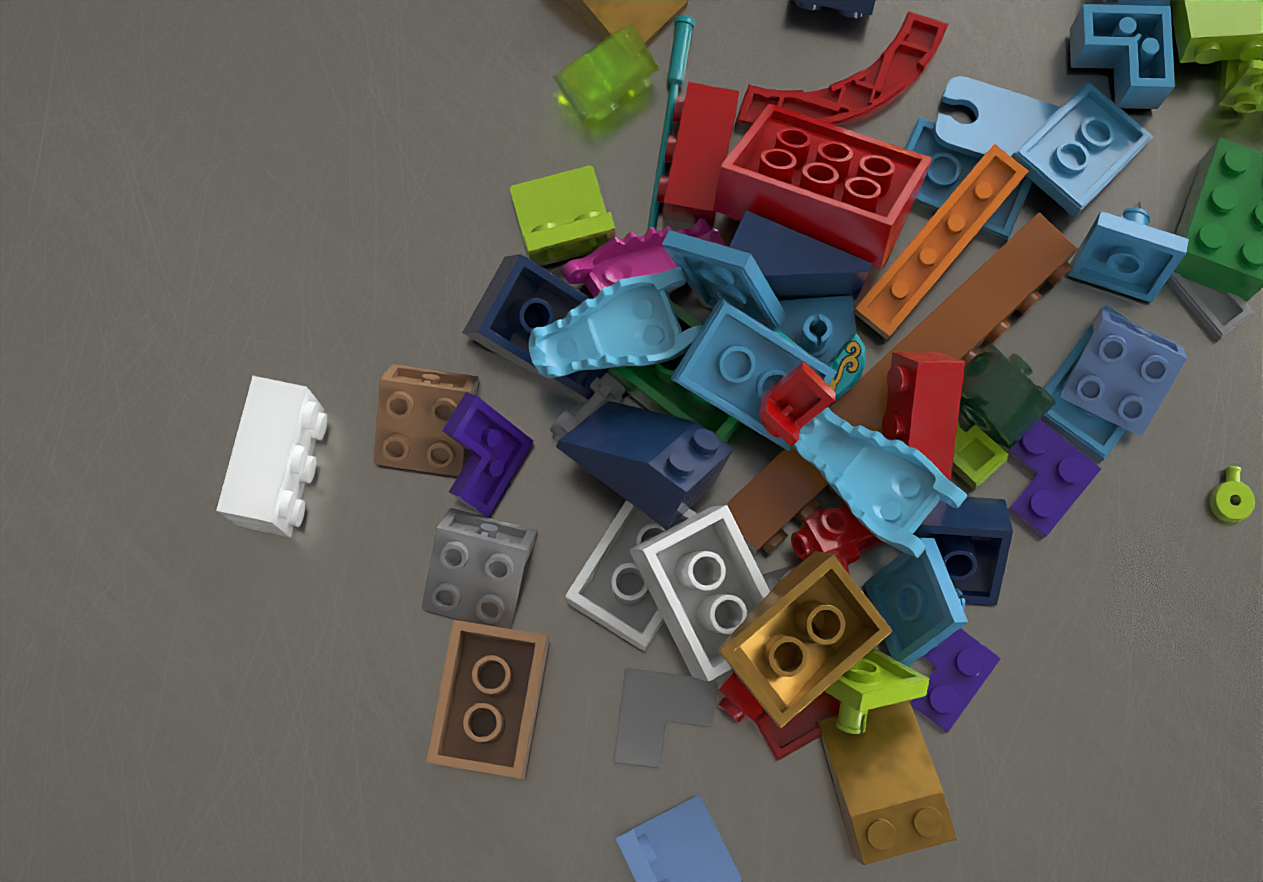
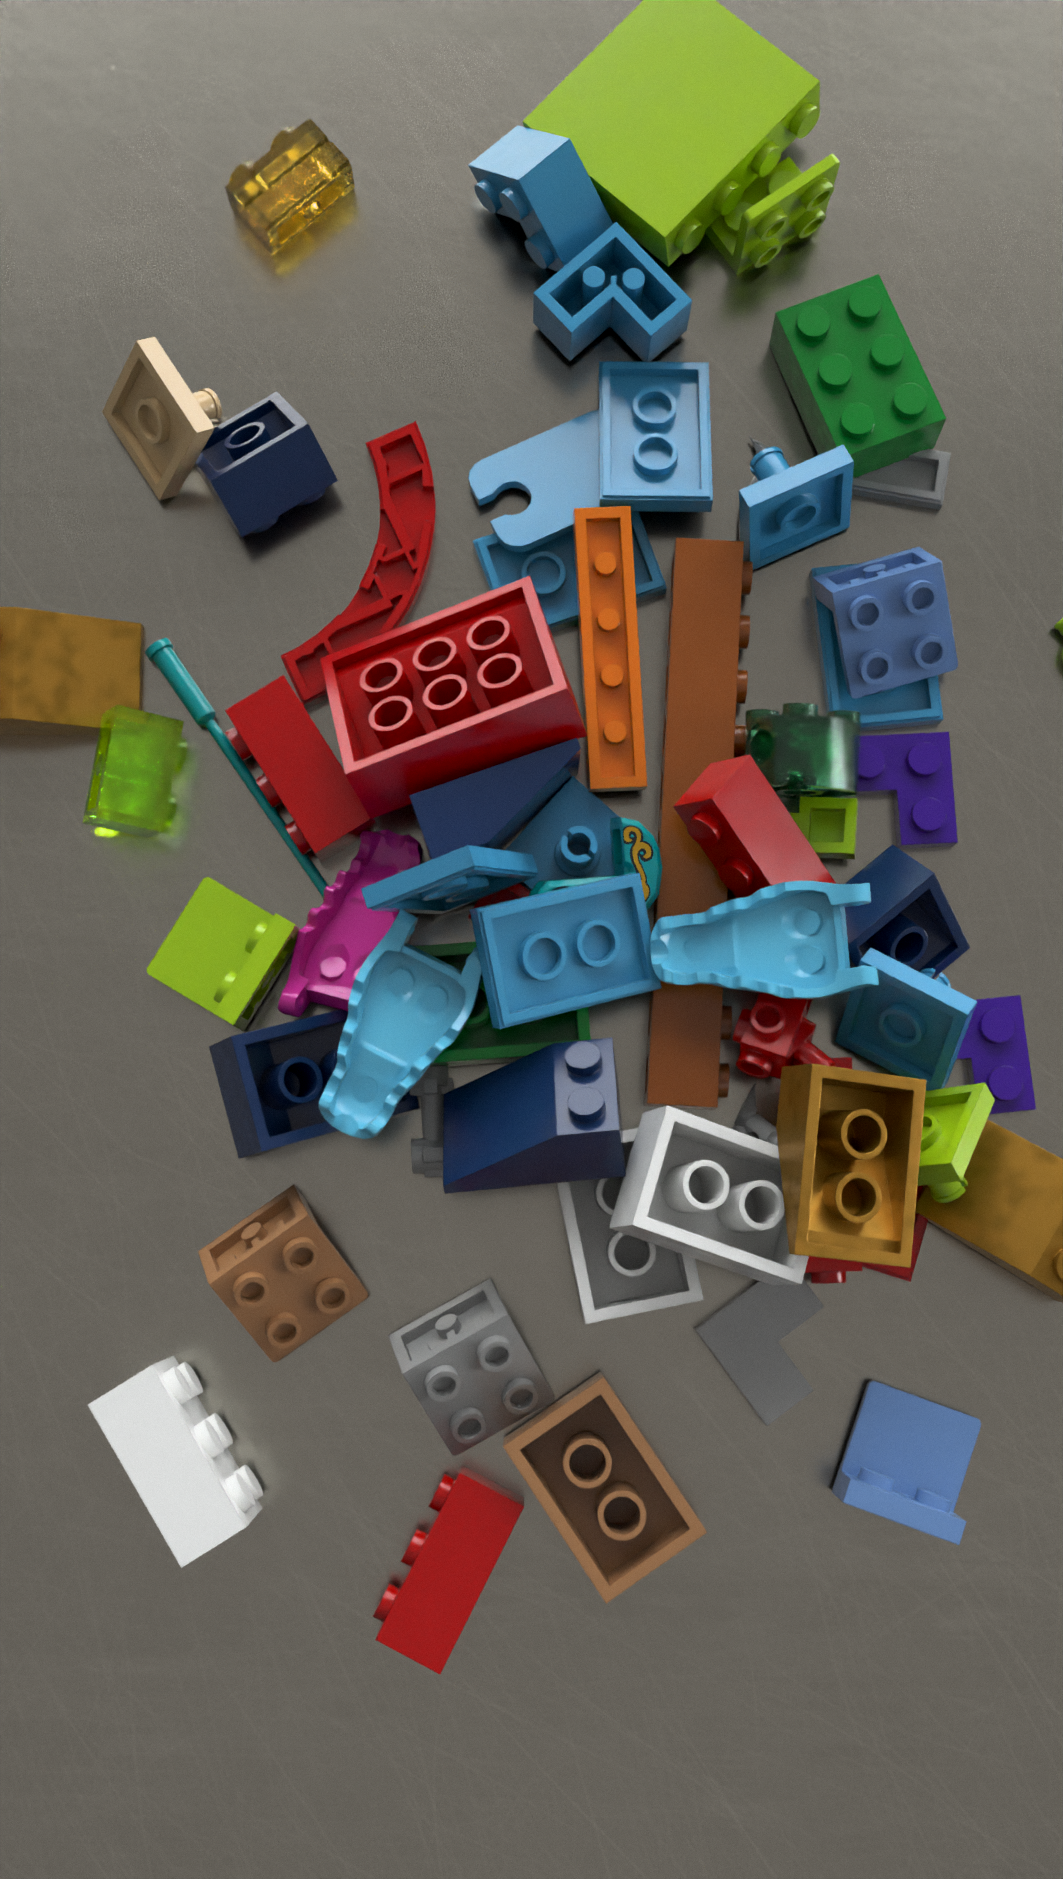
camera: 45 degrees left, 5 degrees up
(358, 664) = (447, 1567): none -> red brick
(495, 450) = (386, 1248): dark purple plate -> none
(794, 403) = (631, 944): red bracket -> none

